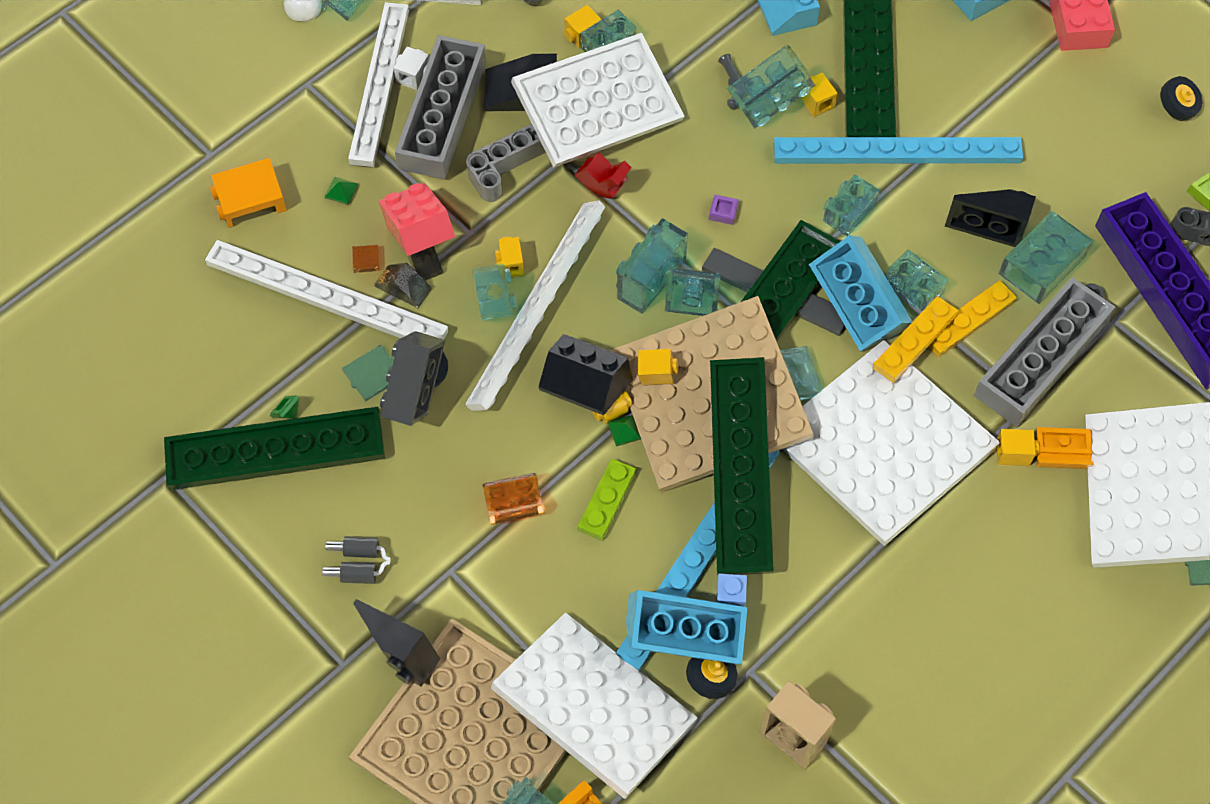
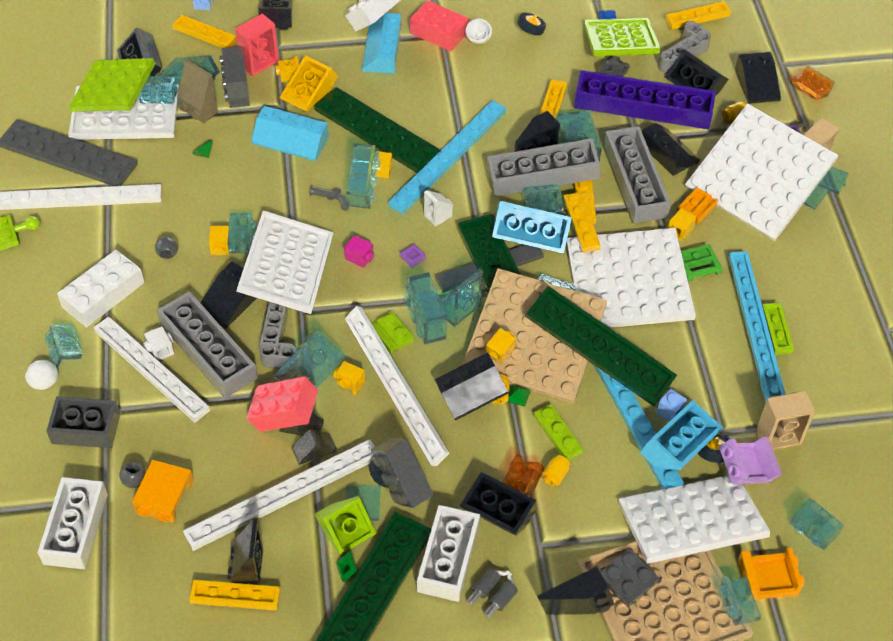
camera: 55 degrees left, 10 degrees down
(156, 146) = (72, 523): none -> white brick
(183, 333) = (235, 595): none -> yellow plate
(223, 315) = (247, 556): none -> slope
(244, 153) = (132, 474): none -> dark grey piece
(270, 74) = (83, 422): none -> dark grey brick
(328, 372) = (345, 524): none -> lime slope
(341, 190) = (209, 440): green slope -> none
(364, 487) = (448, 553): none -> white brick
(365, 258) = (274, 456): clear orange tile -> none
(455, 498) = (499, 504): none -> black slope
(464, 681) = (629, 577): none -> dark grey plate
(487, 210) = (313, 359): none -> clear light blue slope
(488, 306) = (370, 398): clear light blue brick -> none
(550, 527) = (556, 470): none -> yellow brick
(602, 176) = (338, 296): red brick -> none
(603, 257) = (392, 332): none -> lime plate
(679, 156) = (359, 251): none -> dark pink brick
(714, 719) = (750, 461): none -> lavender panel
(805, 186) = (437, 207): none -> white slope
(853, 207) = (467, 196): clear light blue brick -> none
(928, 623) = (756, 325): none -> medium azure plate
(950, 645) = (778, 328): none -> lime plate
(958, 250) = (544, 166): none -> light grey brick
(980, 494) = (698, 257): none -> bright green plate
(1076, 199) = (554, 97): none -> yellow plate
(1110, 54) = (478, 31): none -> white piece
(1127, 363) = (668, 149): none -> black slope

